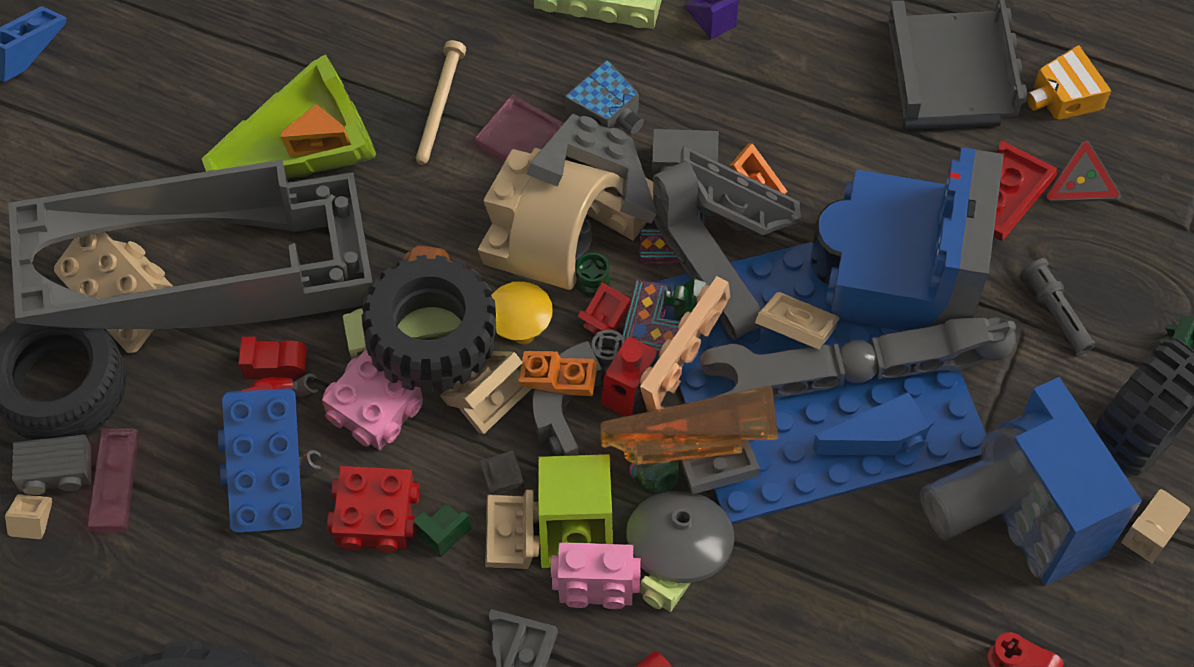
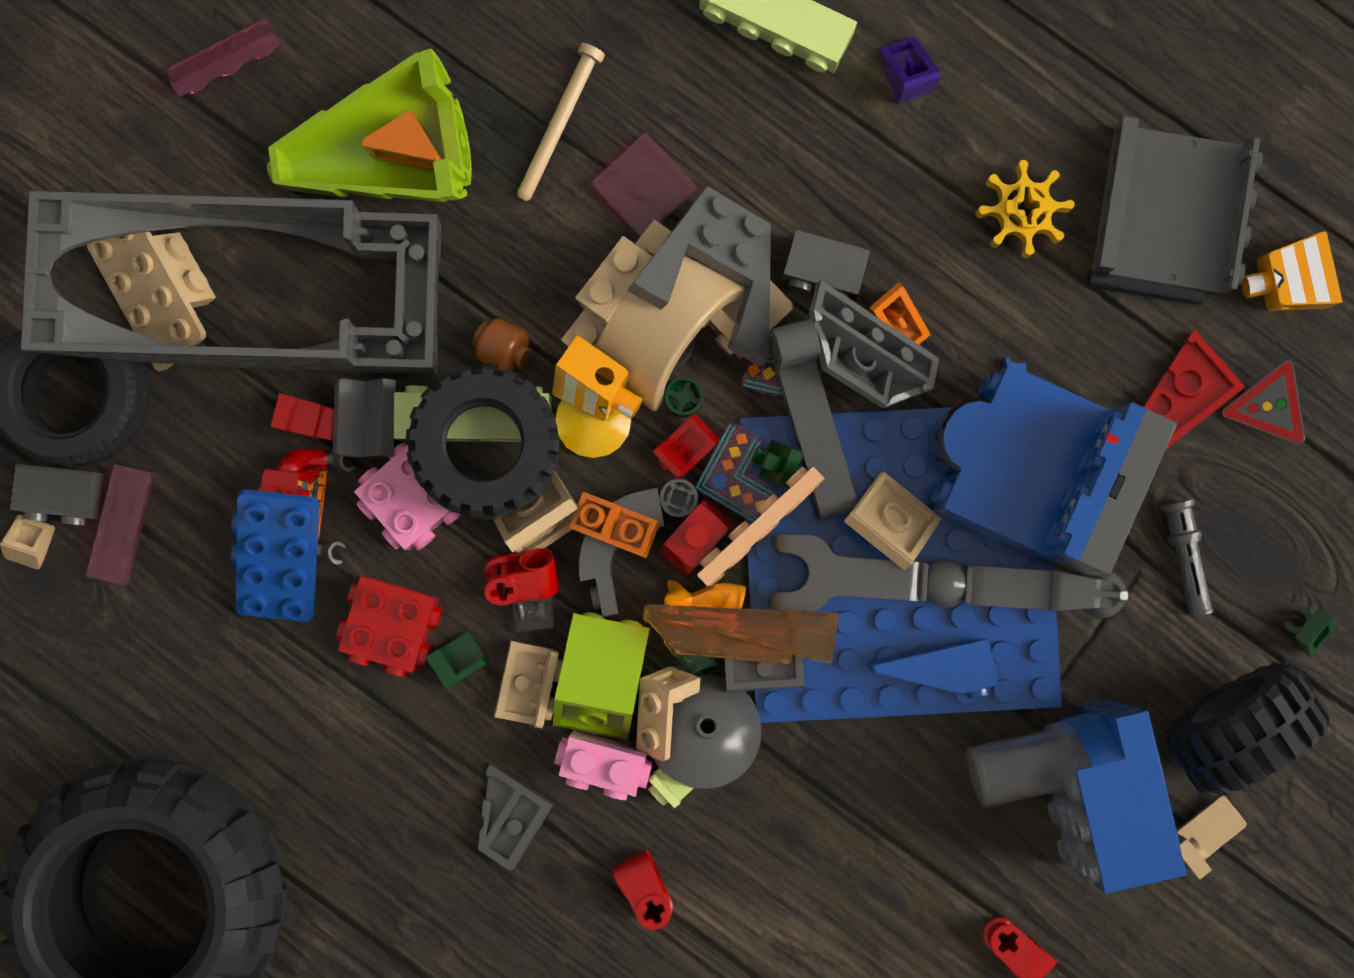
camera: 10 degrees right, 25 degrees up
(153, 110) = (223, 57): none -> clear pink plate
(320, 344) = (364, 418): none -> dark grey panel
(490, 440) = (523, 574): none -> red piece
(513, 267) = (593, 382): none -> light orange torso
(606, 99) = (751, 171): torso -> none
(633, 516) = (655, 708): none -> tan bracket
(835, 84) = (1035, 197): none -> yellow gear

